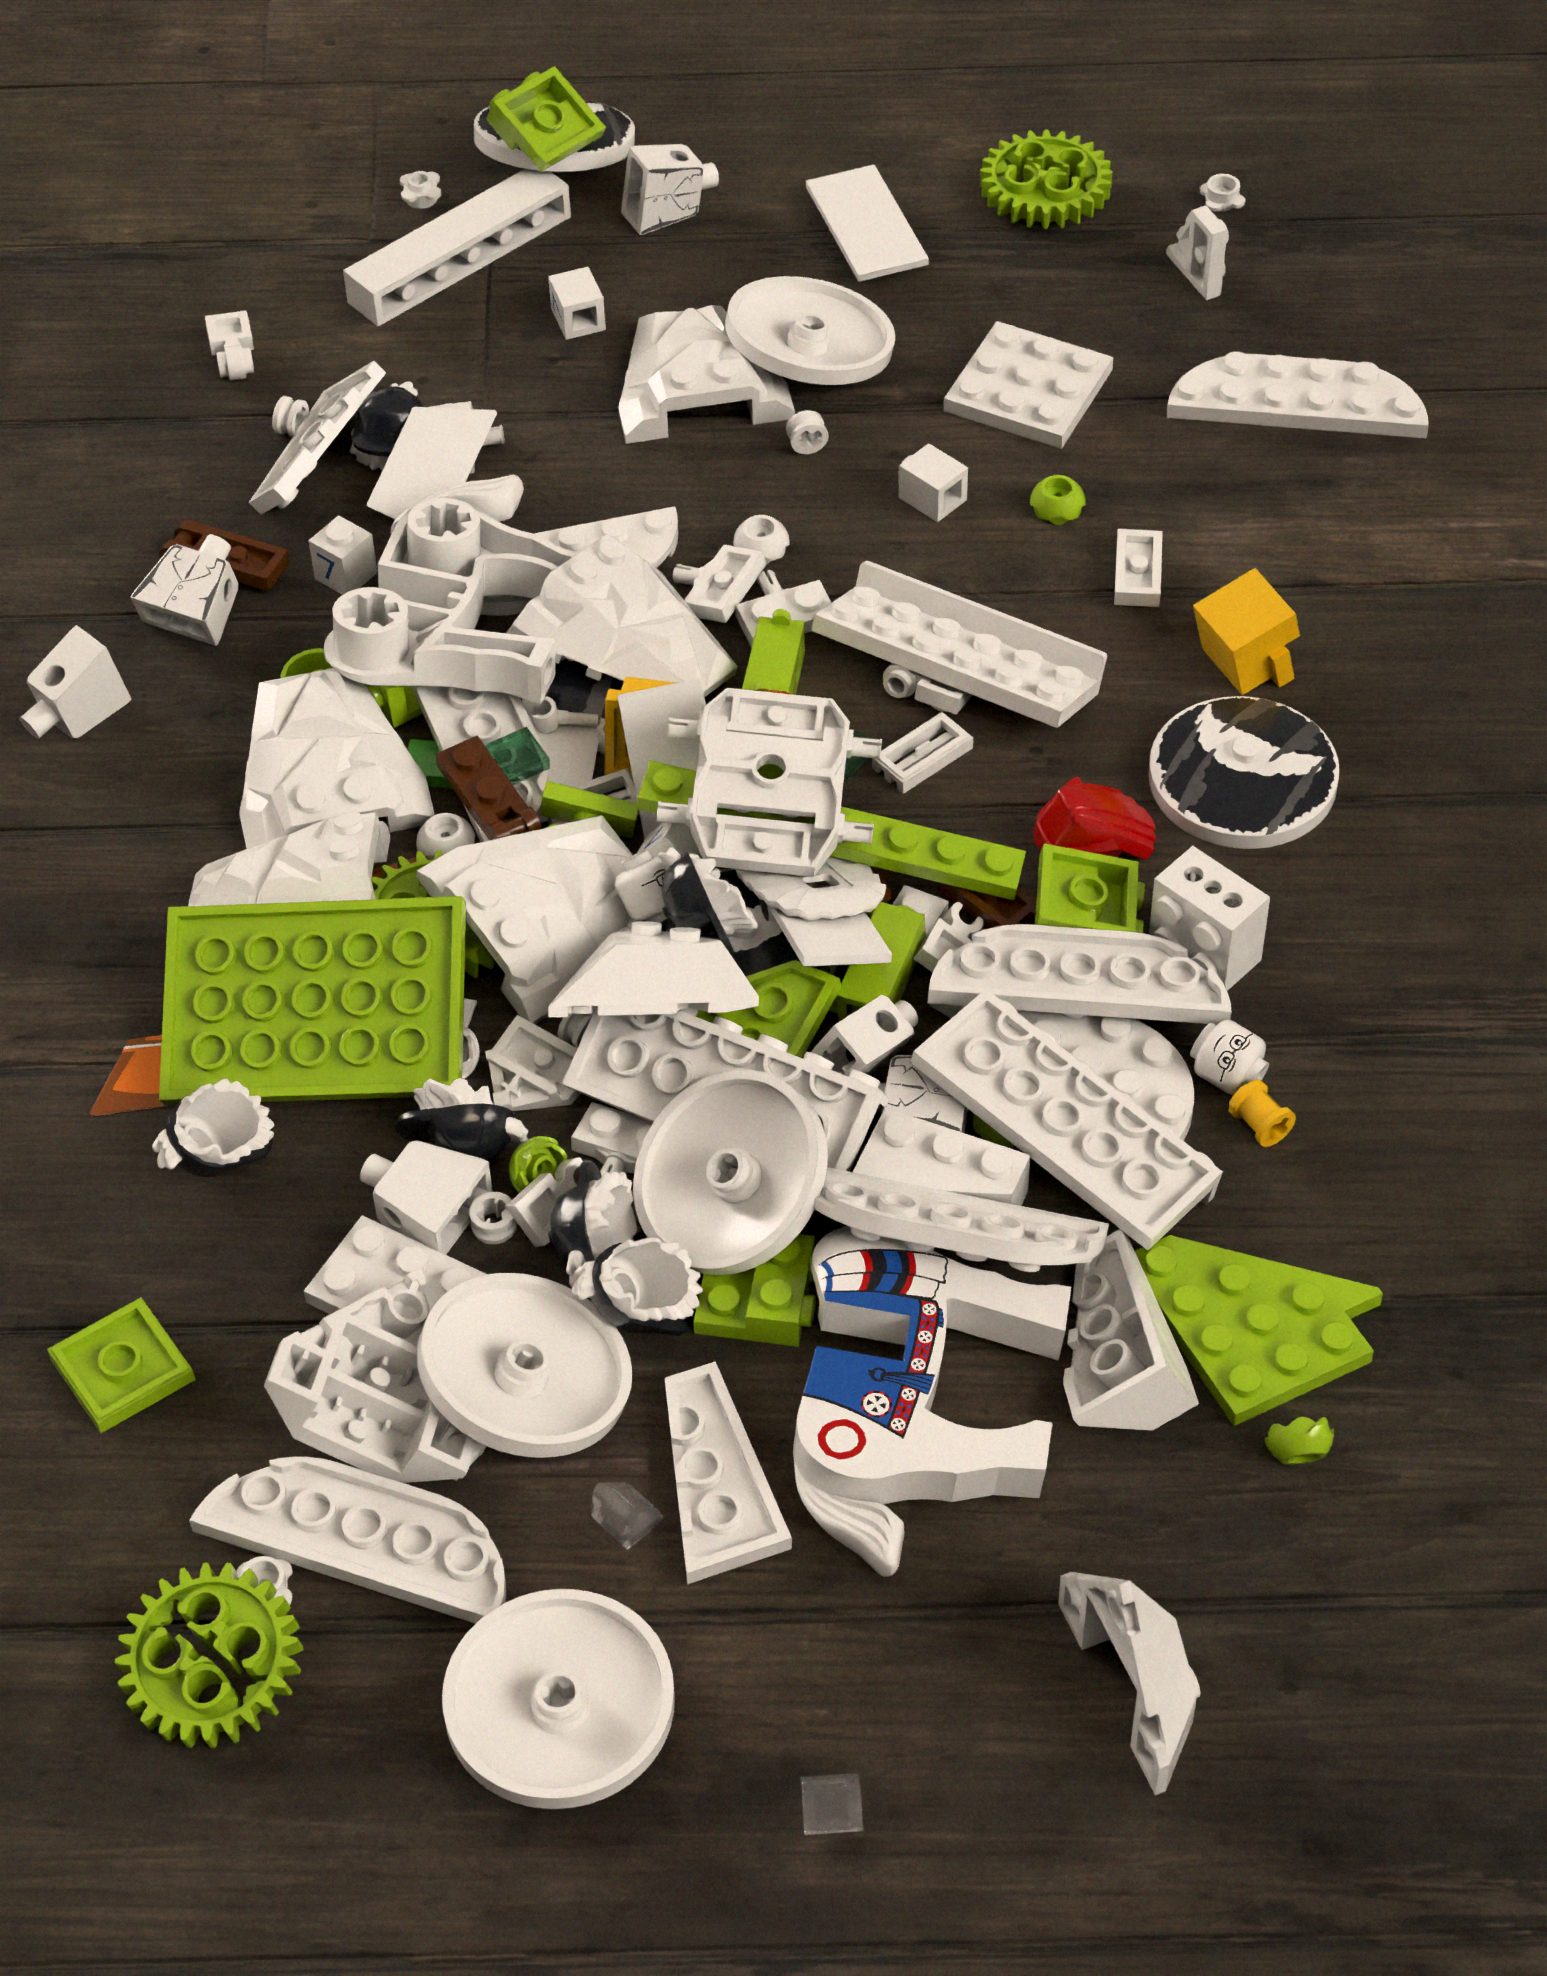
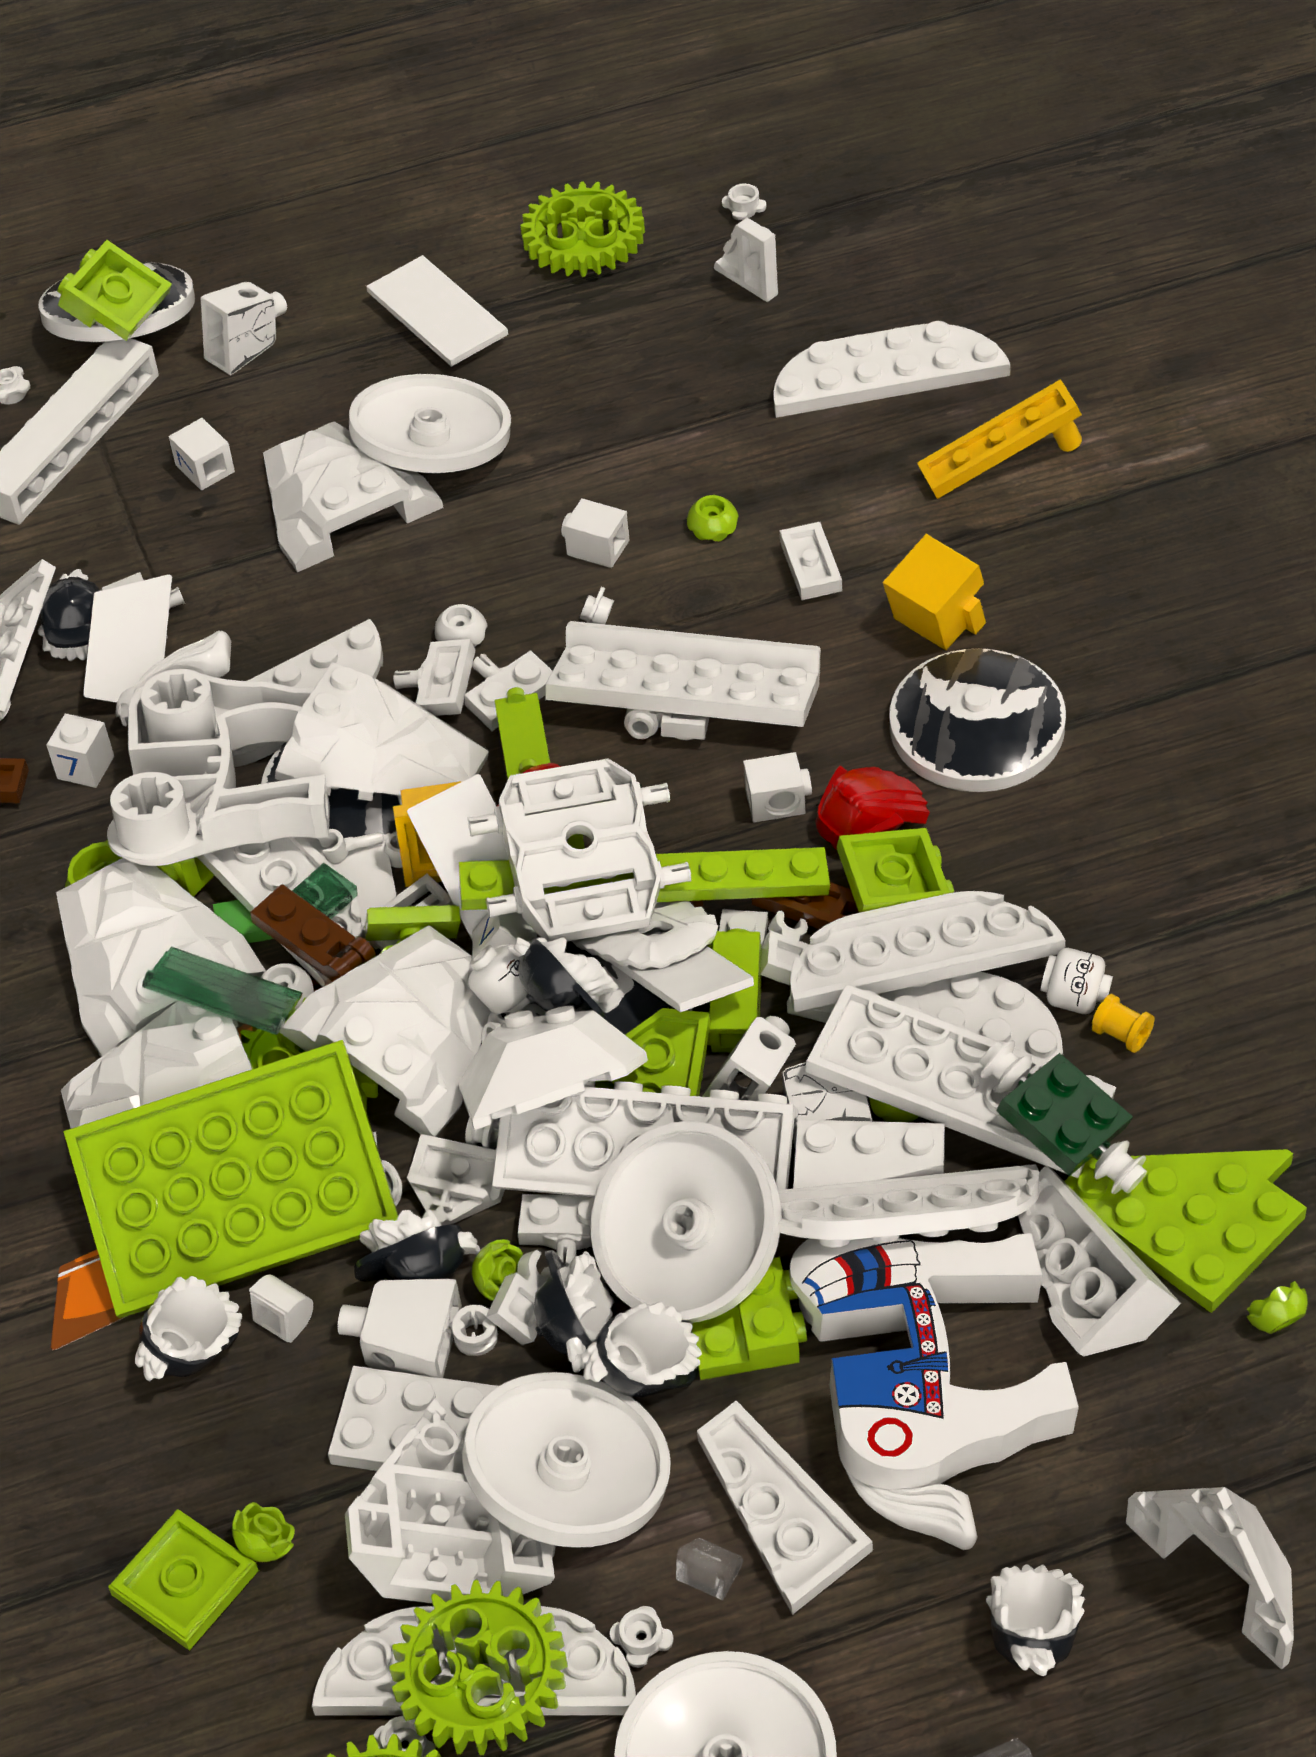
camera: 15 degrees left, 0 degrees up
(210, 1344) = (262, 1533): none -> lime plate
(315, 1138) = (280, 1307): none -> white brick
(317, 1562) = (453, 1706): none -> lime gear
(373, 818) = (222, 990): none -> clear green piece
(526, 1543) = (641, 1621): none -> white plate
(799, 439) = (463, 517): white bush -> none
(902, 557) = (597, 609): none -> white plate
(919, 1659) = (1035, 1616): none -> white hair
(928, 756) = (682, 812): white tile -> none
(1007, 780) = (776, 787): none -> white brick
(1028, 384) = (642, 420): white plate -> none
(1152, 1181) = (1064, 1115): none -> dark green plate
(1210, 915) = (1010, 856): white piece -> none
(1385, 495) = (1003, 436): none -> yellow piece

